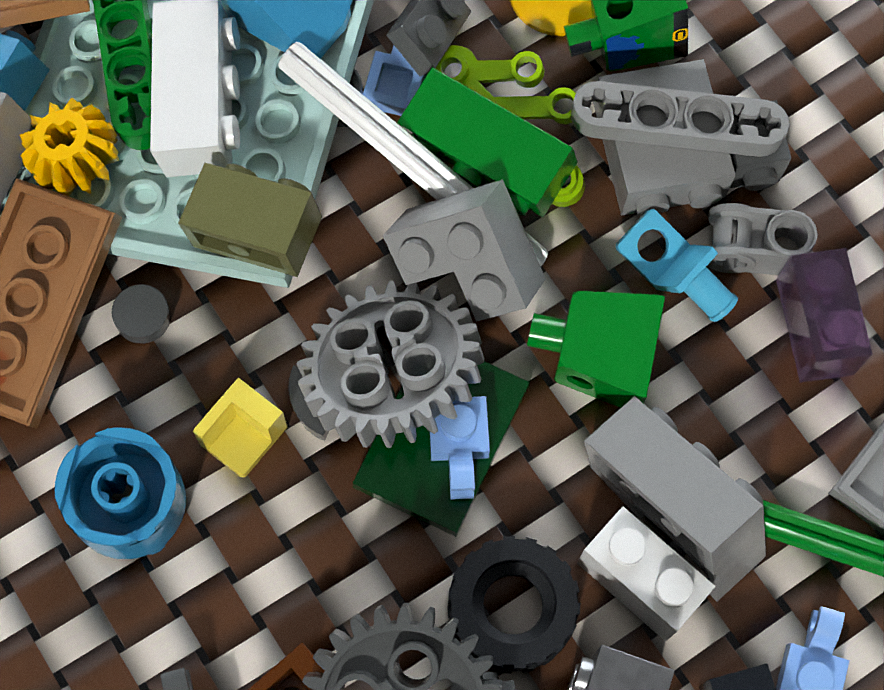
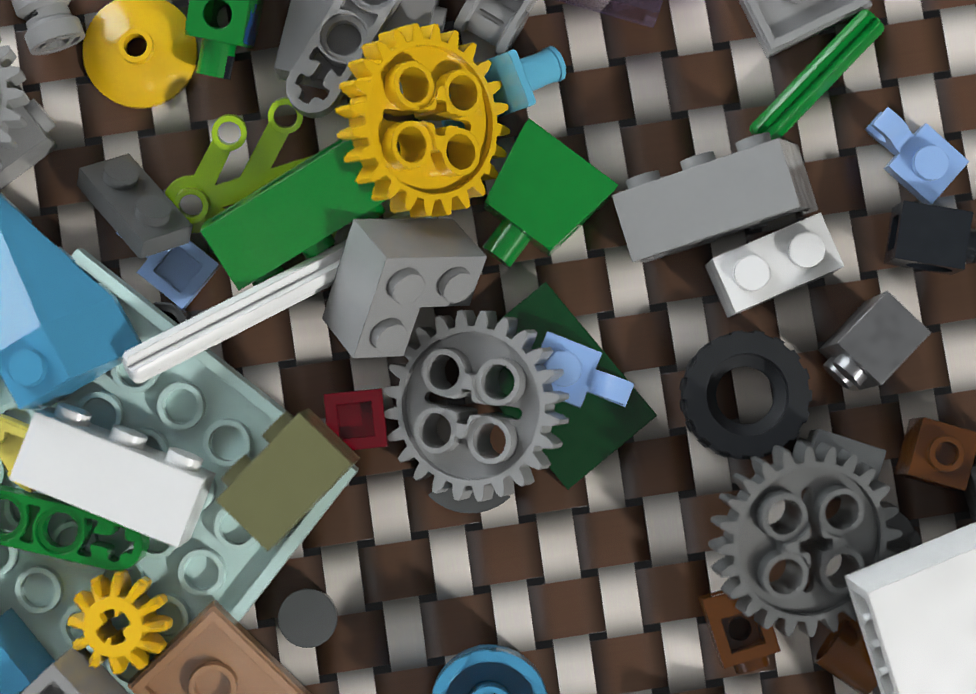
camera: 65 degrees left, 15 degrees up
(240, 428) = (470, 570): light yellow panel -> none
(332, 276) = (358, 418): none -> dark red plate
(662, 186) = (428, 69): none -> yellow gear

